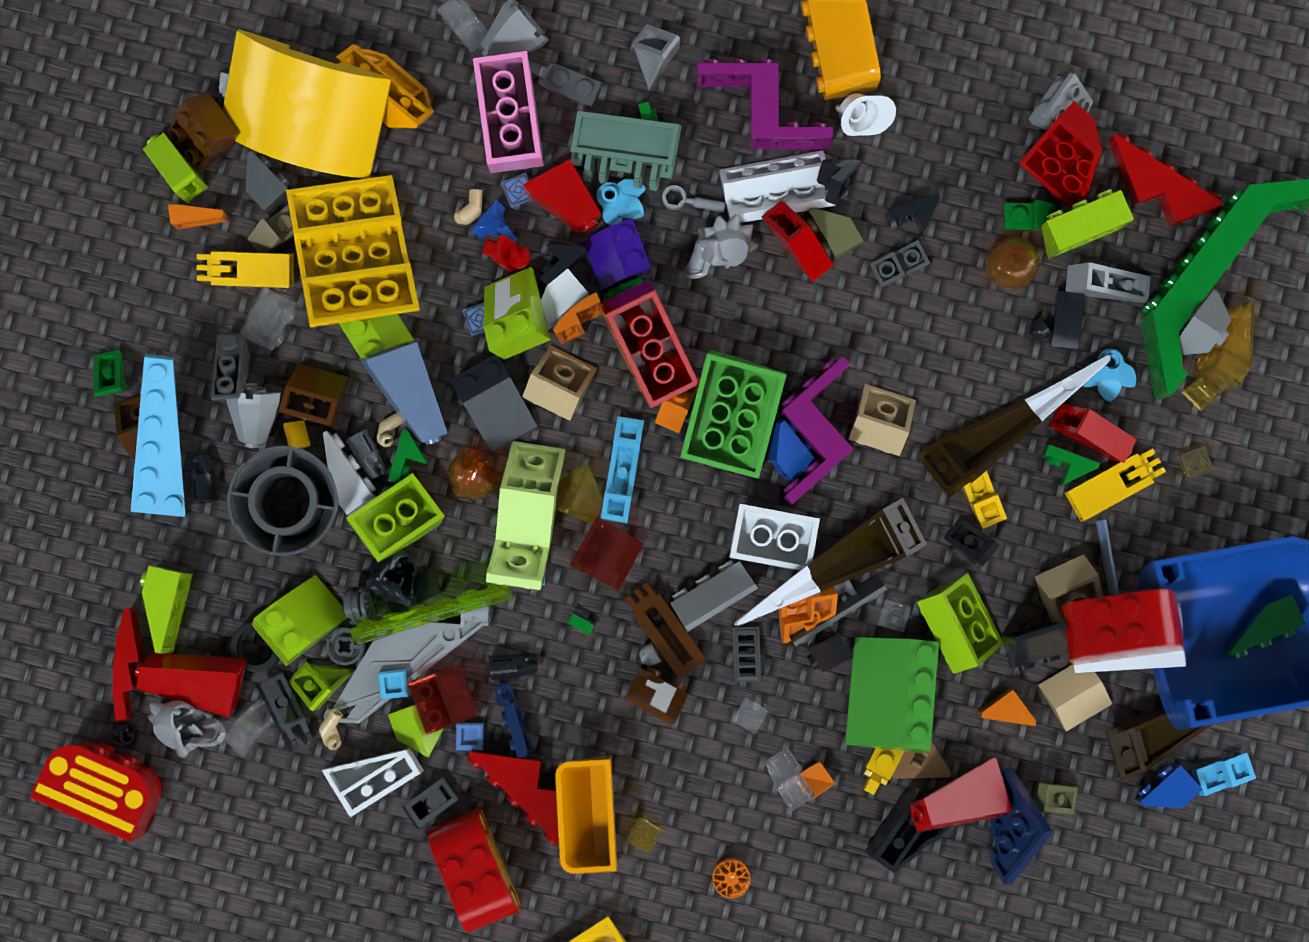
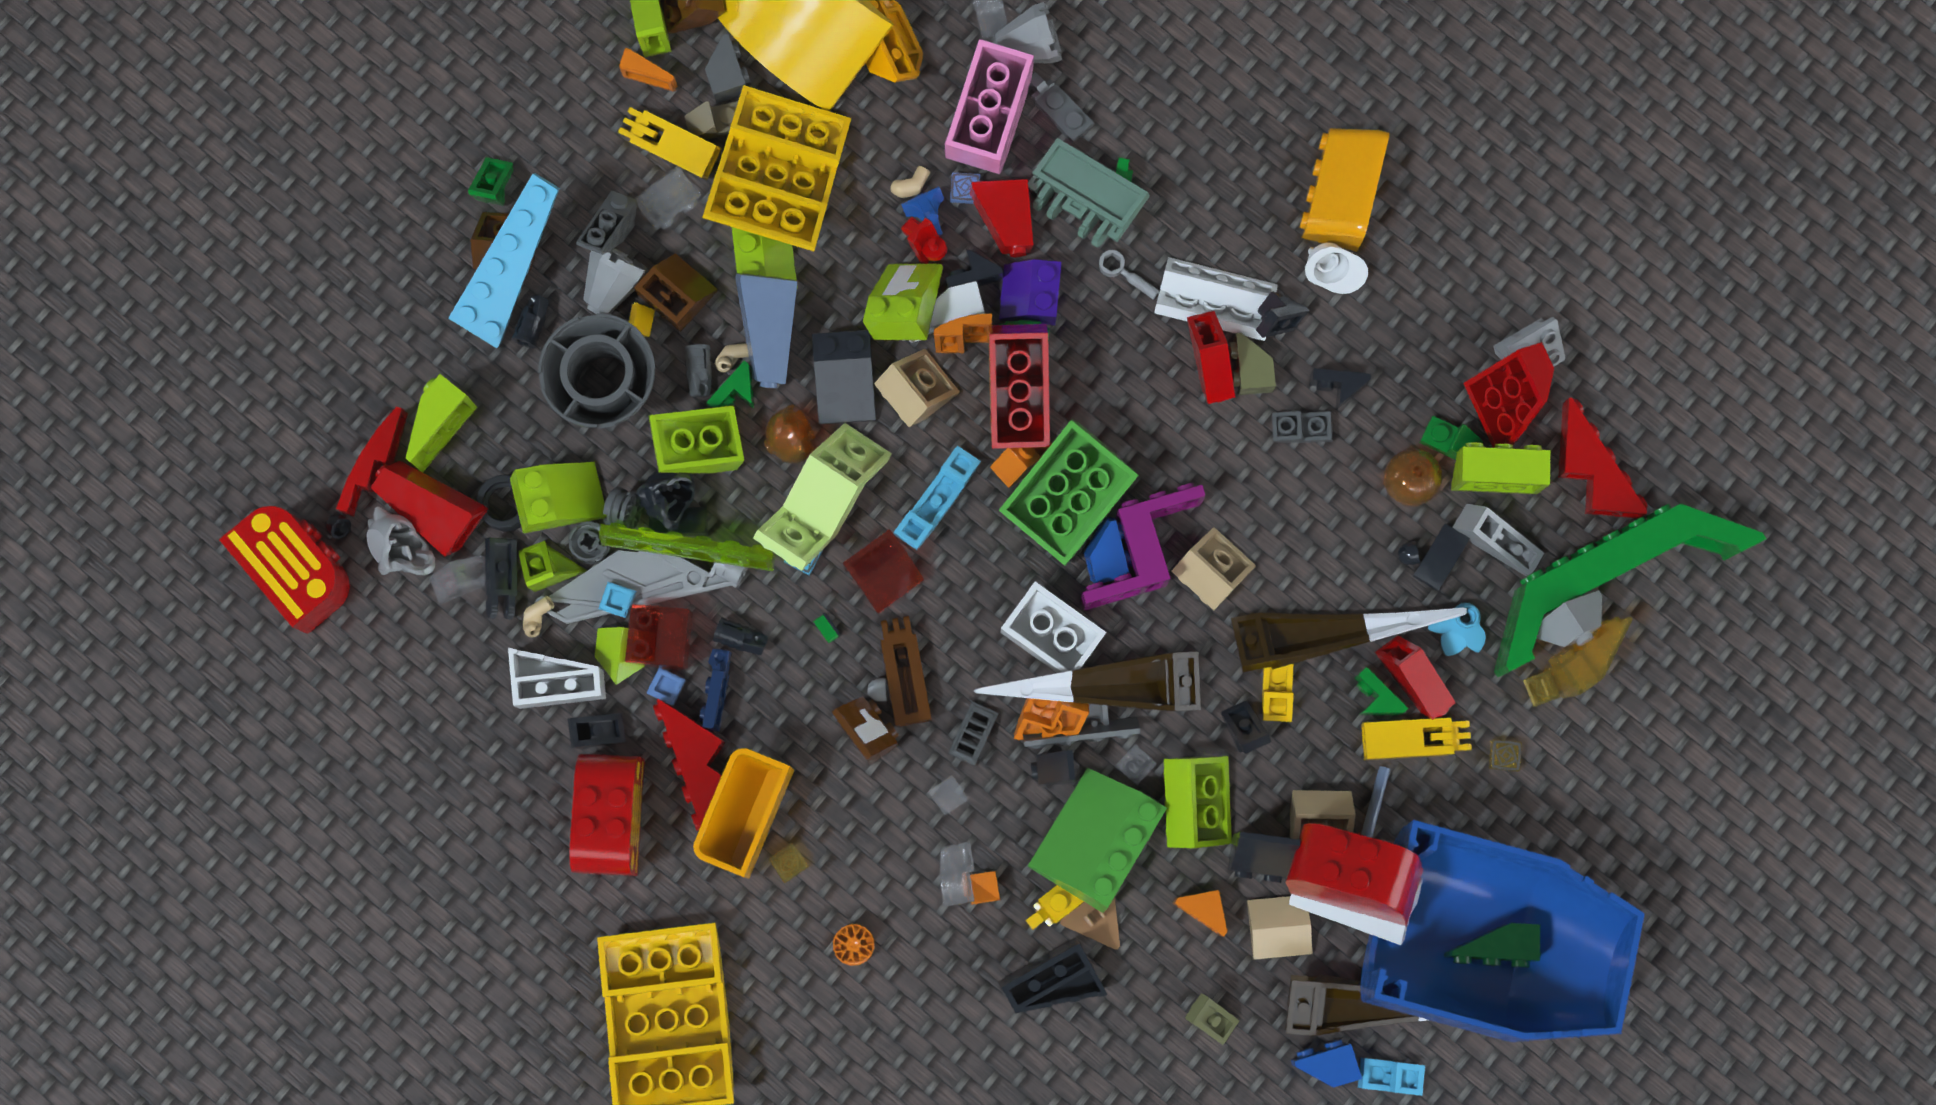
camera: 25 degrees right, 5 degrees down
(351, 487) = (668, 388): white slope -> none
(475, 319) = (863, 289): tile -> none
(579, 495) = (883, 502): clear yellow slope -> none
(623, 205) = (1060, 246): medium azure plate -> none
(655, 51) = (1159, 117): light grey slope -> none
(712, 594) = (967, 659): light grey slope -> none
(720, 245) = (1135, 326): light grey head -> none
(763, 105) = (1248, 191): magenta bracket -> none
(967, 799) = (1120, 974): slope -> none
(1018, 832) = (1158, 1027): dark blue plate -> none

